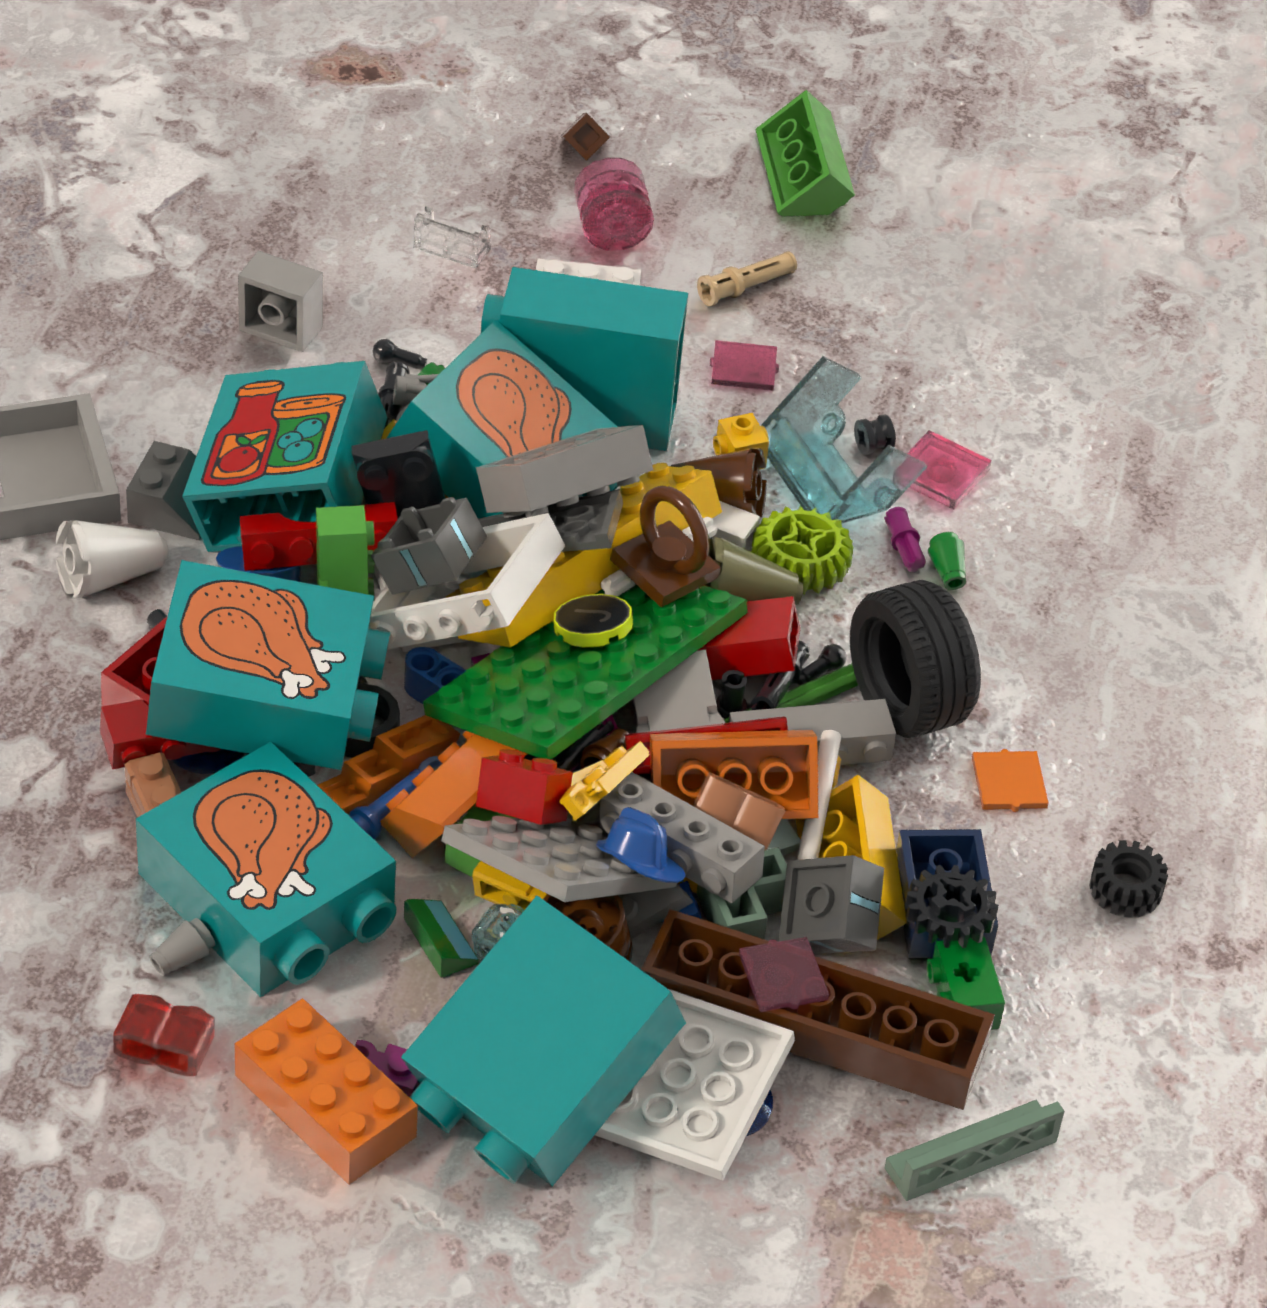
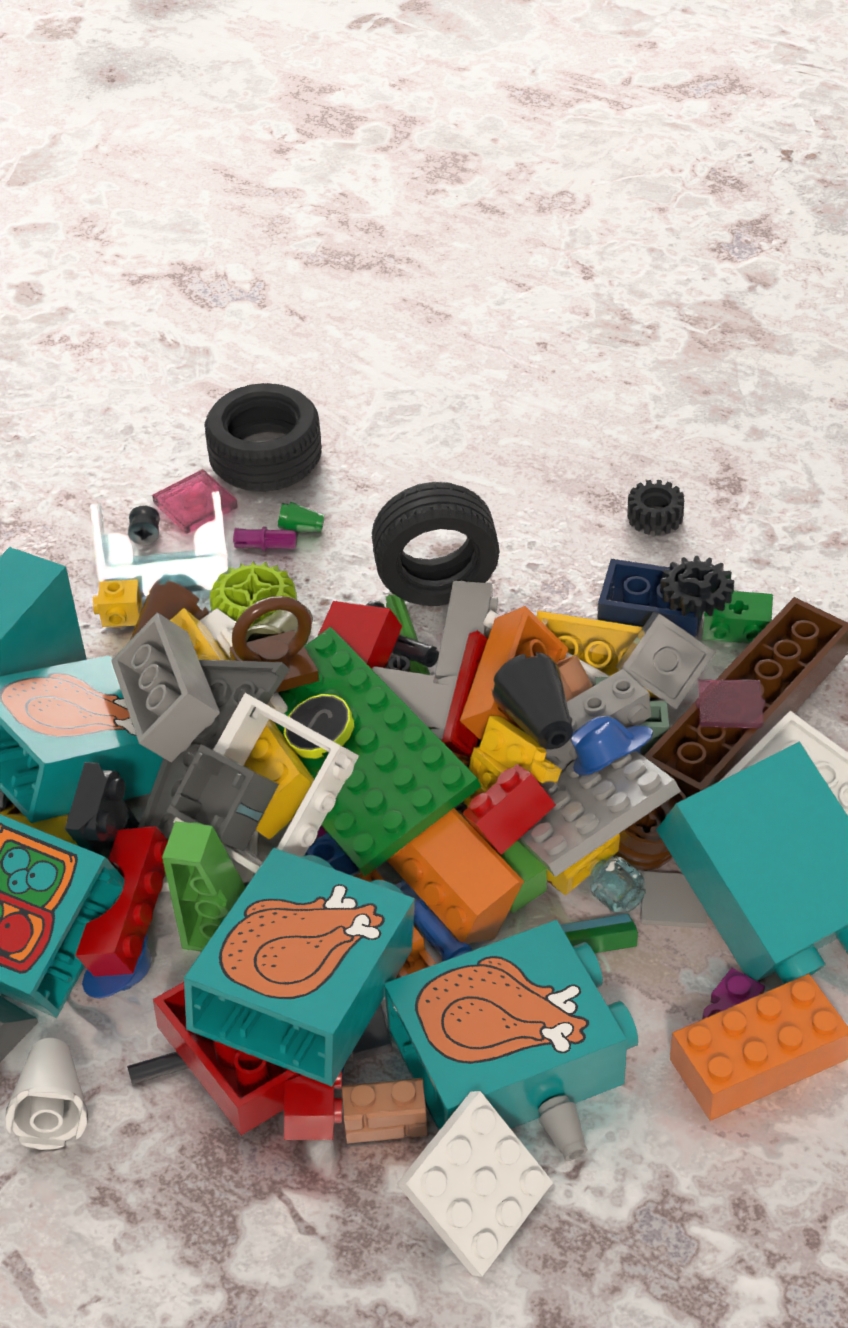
camera: 65 degrees left, 0 degrees up
(78, 873) = (475, 1183): none -> white plate
(164, 1034) = (665, 1159): clear red brick -> none
(660, 765) = (534, 698): none -> black cone
(1009, 780) = (532, 548): orange piece -> none
(1046, 524) = (268, 463): none -> black tyre

